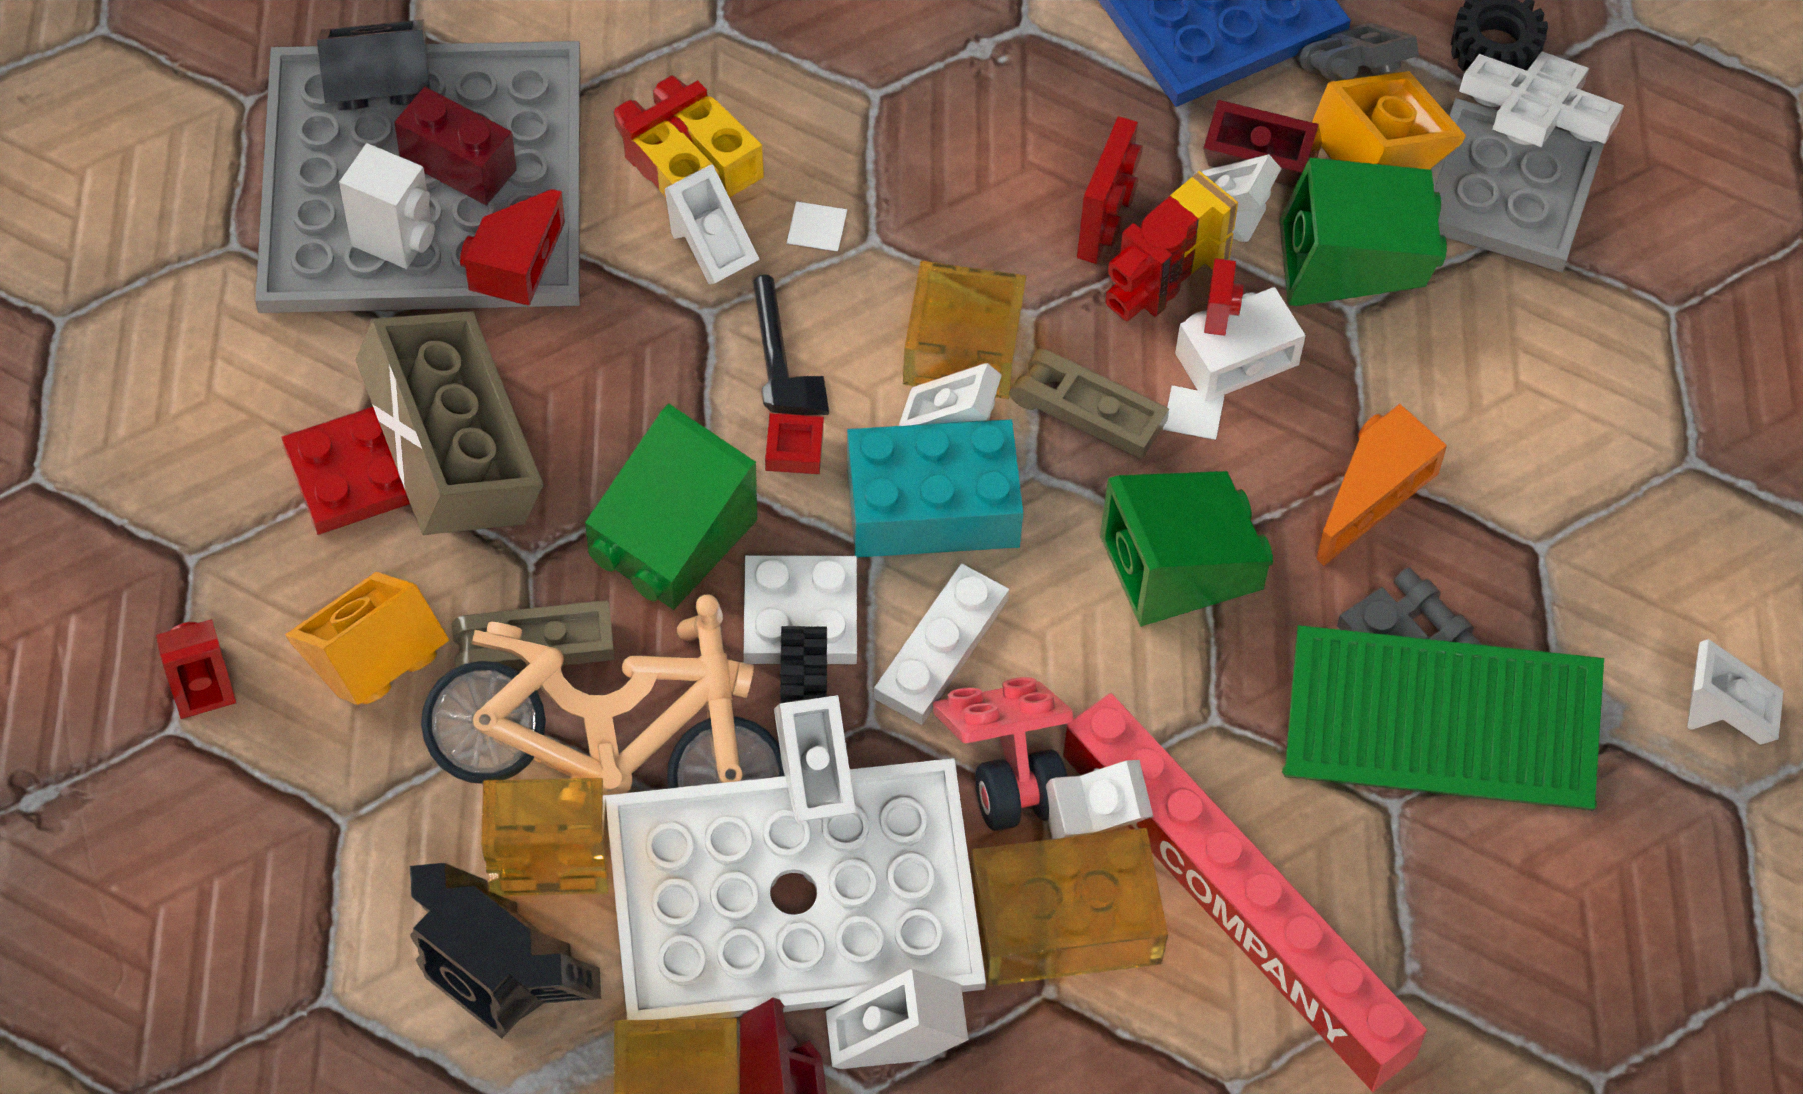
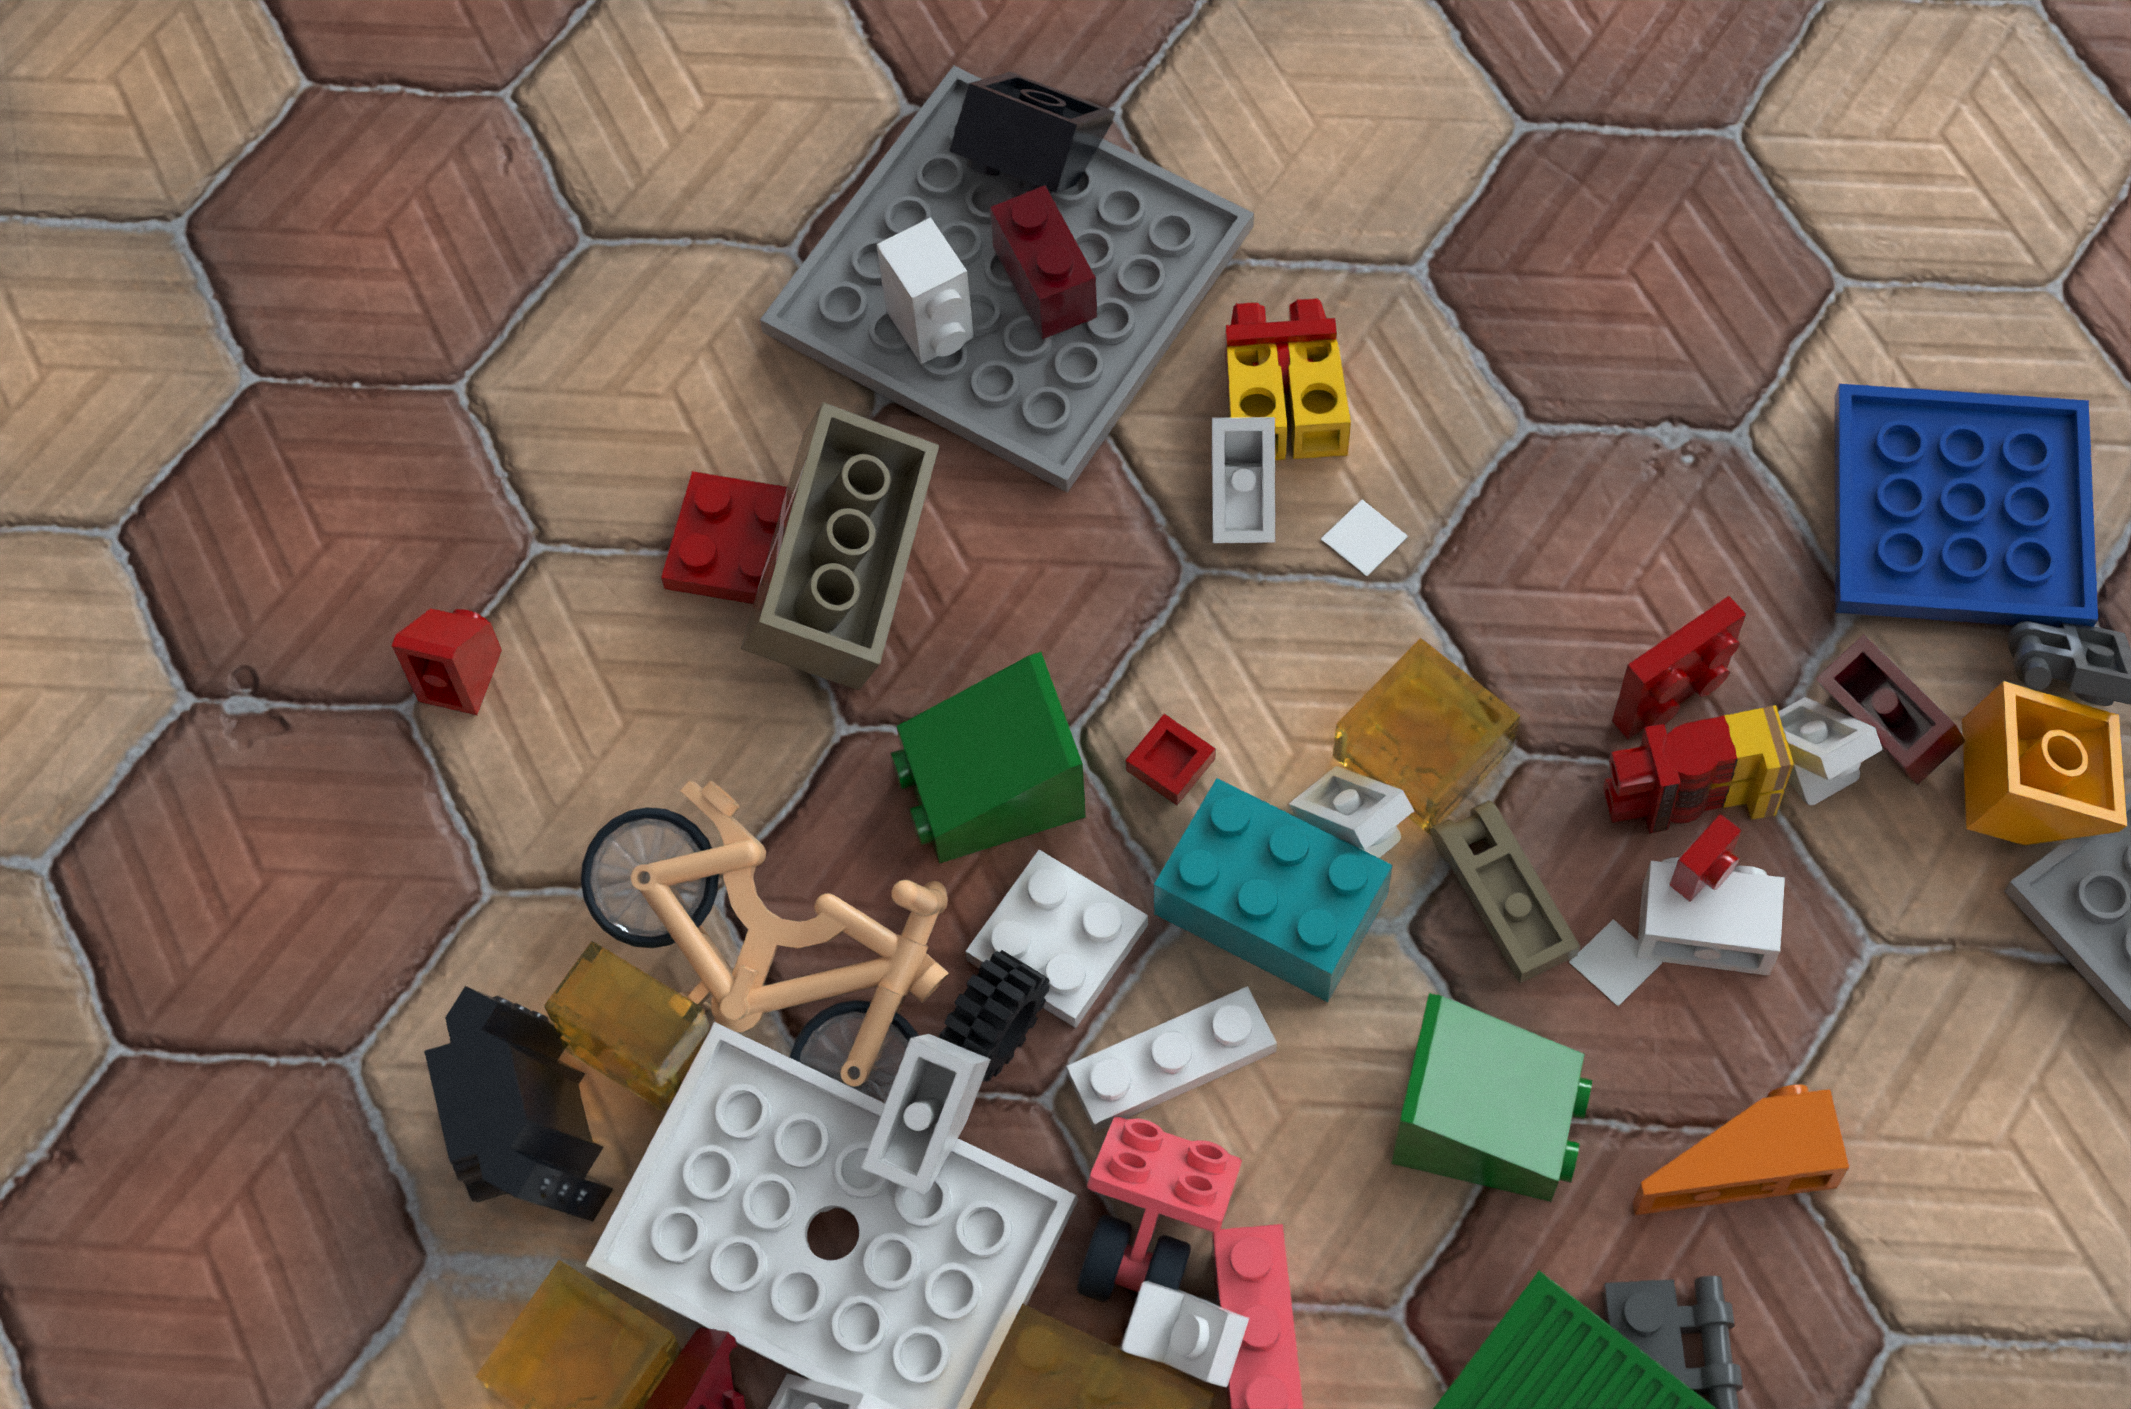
camera: 40 degrees right, 5 degrees up
(369, 638) = (625, 724): light orange slope -> none
(514, 248) = (1029, 399): red slope -> none
(575, 629) = (790, 817): dark tan plate -> none
(783, 394) = (1200, 697): black piece -> none
(1359, 231) = (1930, 869): green slope -> none

